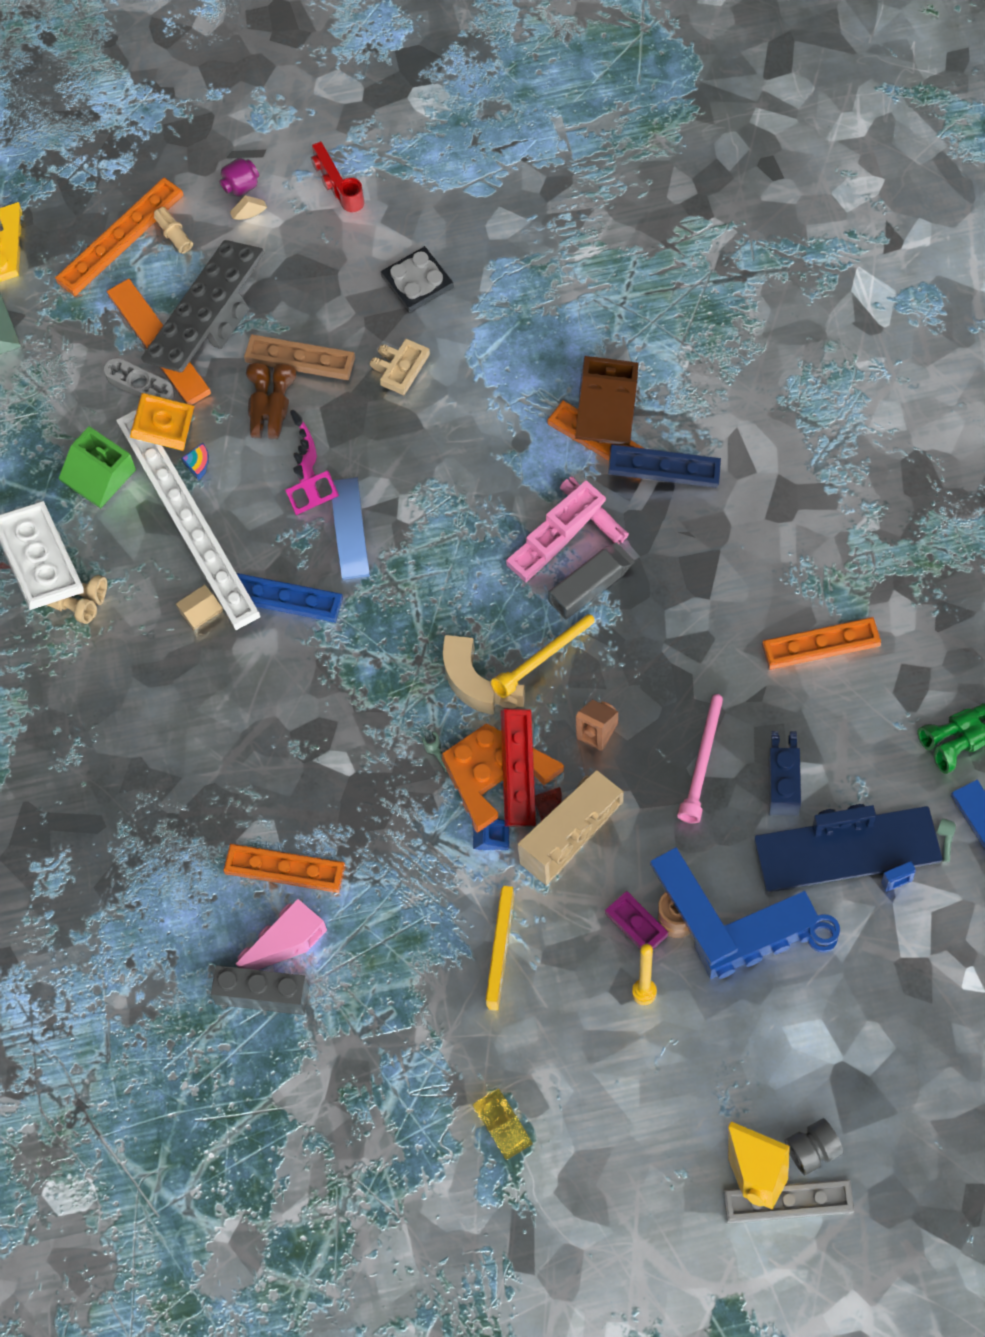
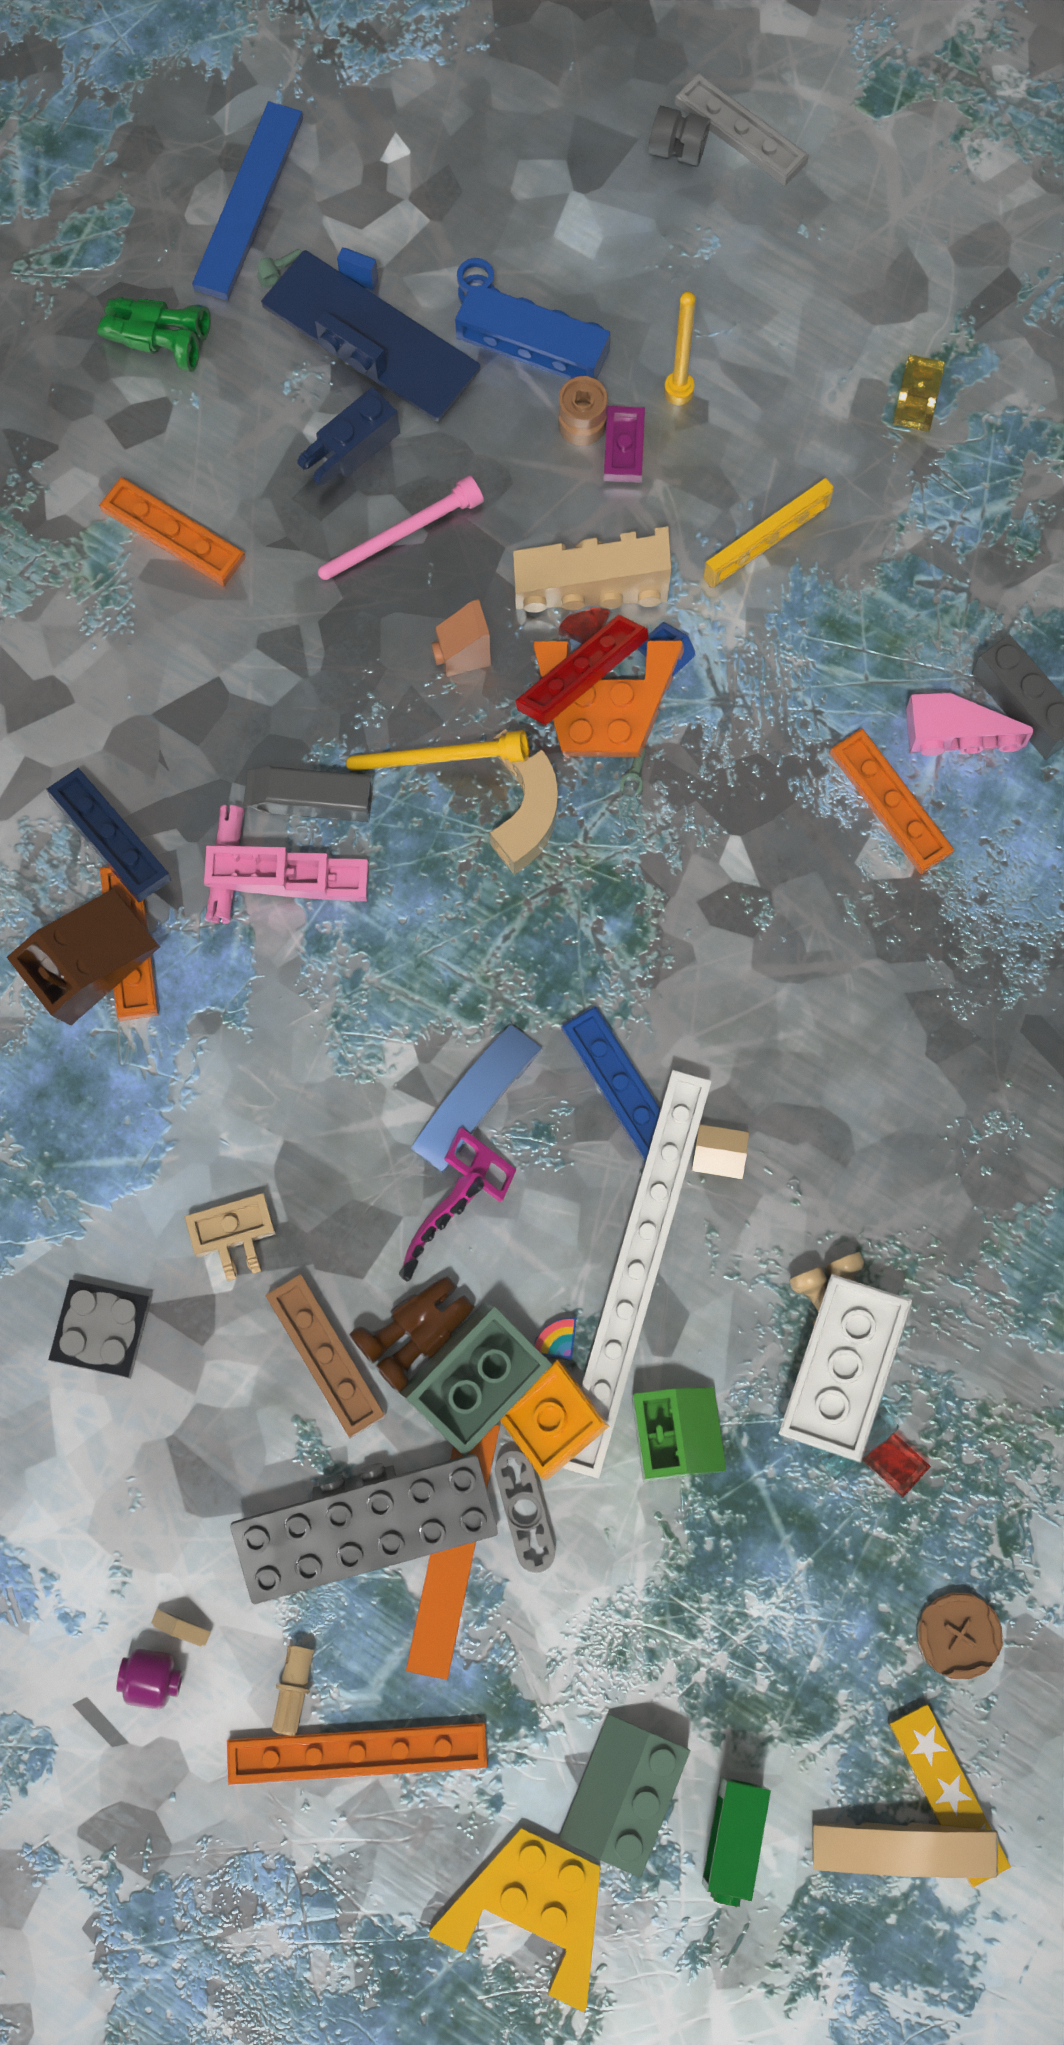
camera: 140 degrees left, 10 degrees up
(217, 404) = (475, 1378): none -> sand green slope
(347, 191) = (49, 1563): red plate -> none
(693, 906) = (571, 379): blue tile -> none
(757, 1164) = (750, 147): yellow slope -> none

